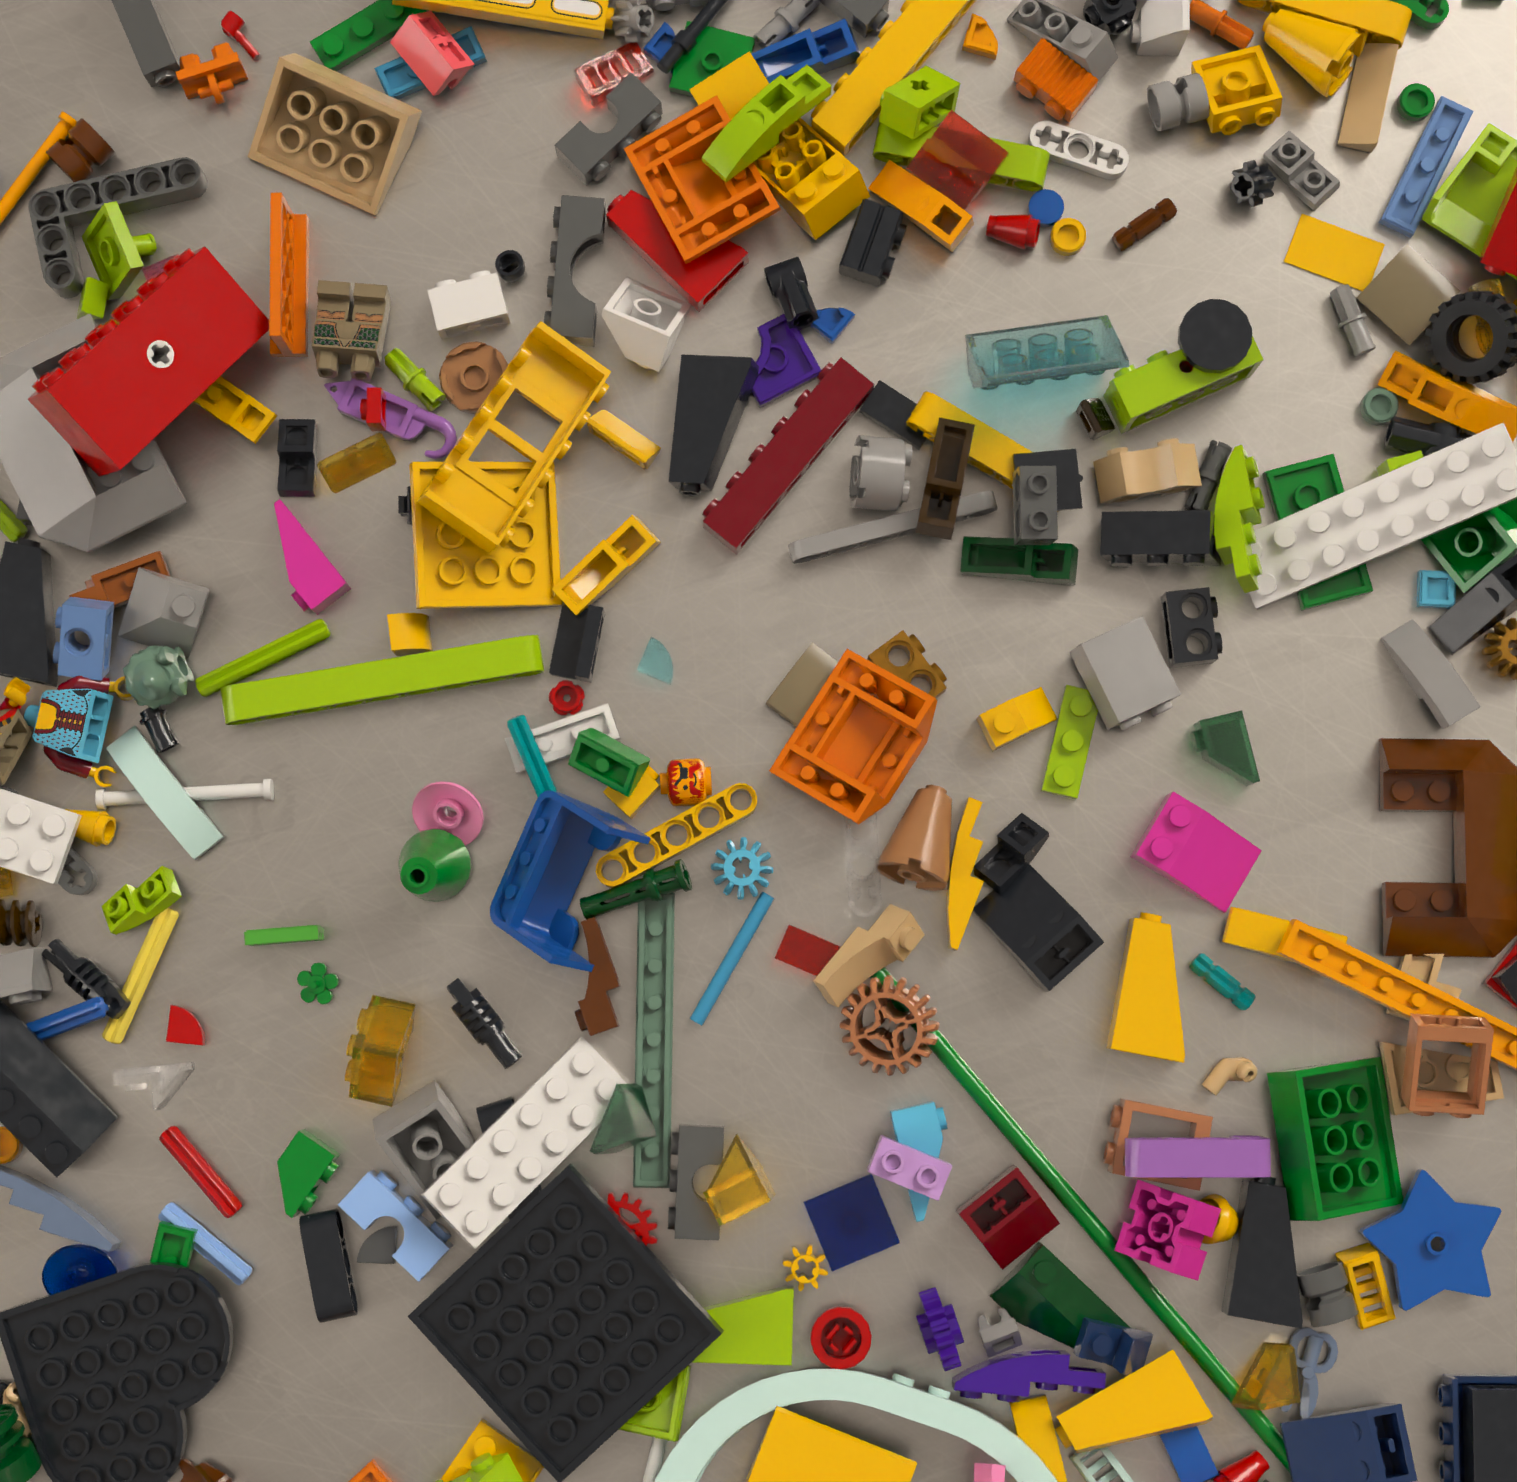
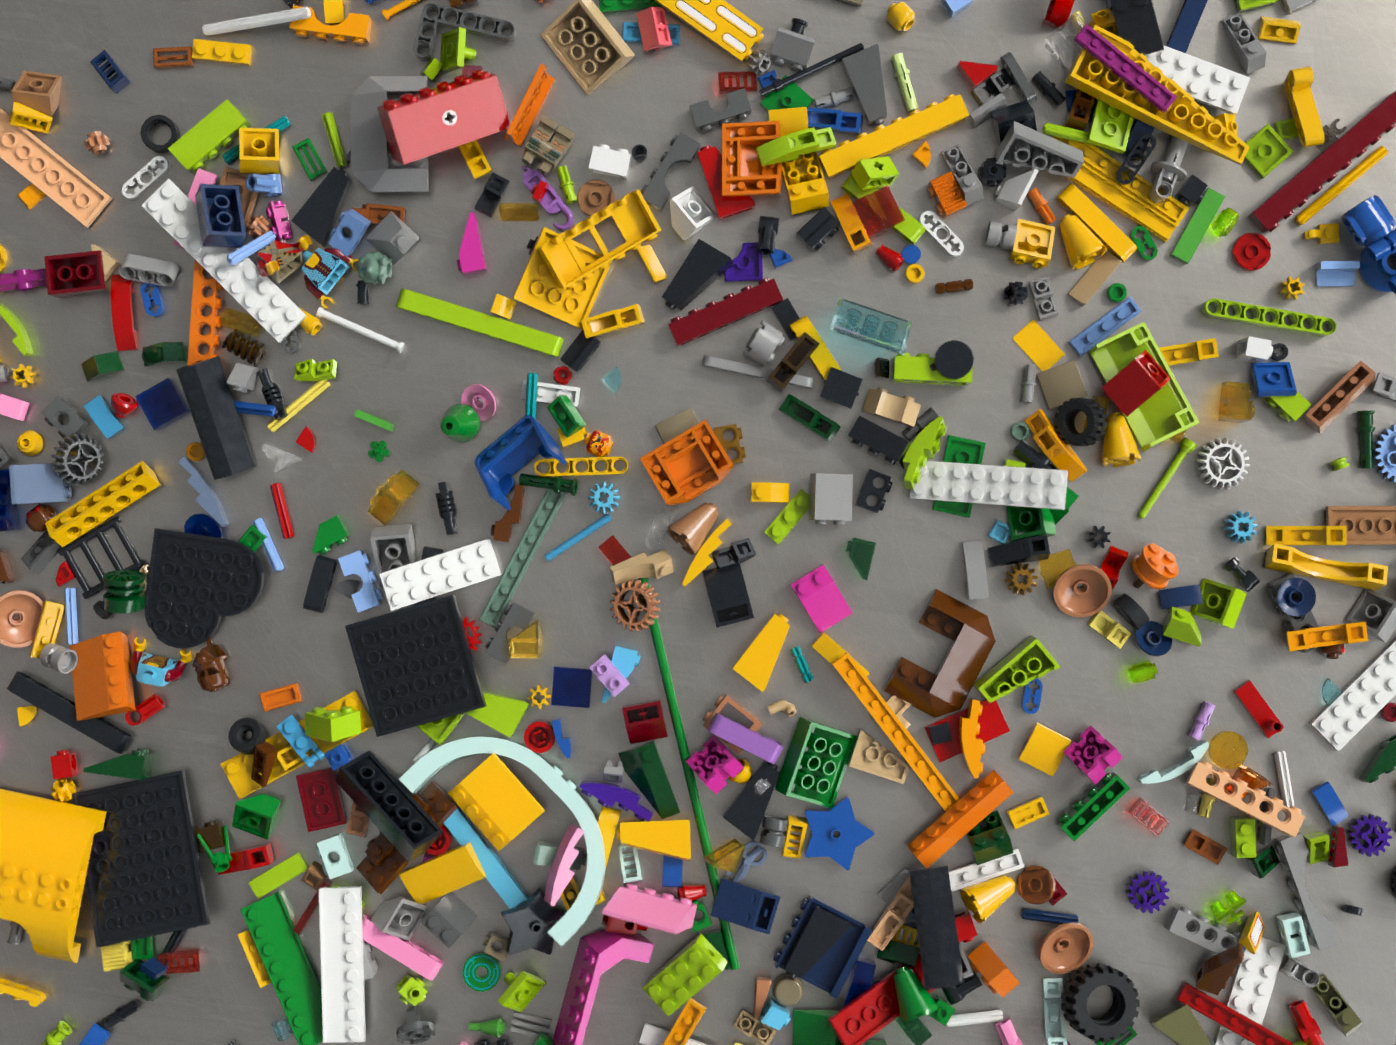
camera: 25 degrees right, 5 degrees up
(164, 793) = (350, 324): light aqua slope -> none
(262, 657) = (428, 283): lime axle -> none
(624, 1121) = (490, 587): clear green slope -> none
(887, 1325) = (564, 743): none -> blue slope
(940, 1329) = (586, 756): dark purple gear -> none
(1035, 505) = (827, 397): dark grey brick -> none
(1113, 1345) = (663, 804): dark blue slope -> none
(1268, 1226) = (761, 786): none -> clear plate
(1448, 1029) = (892, 739): nougat window -> none

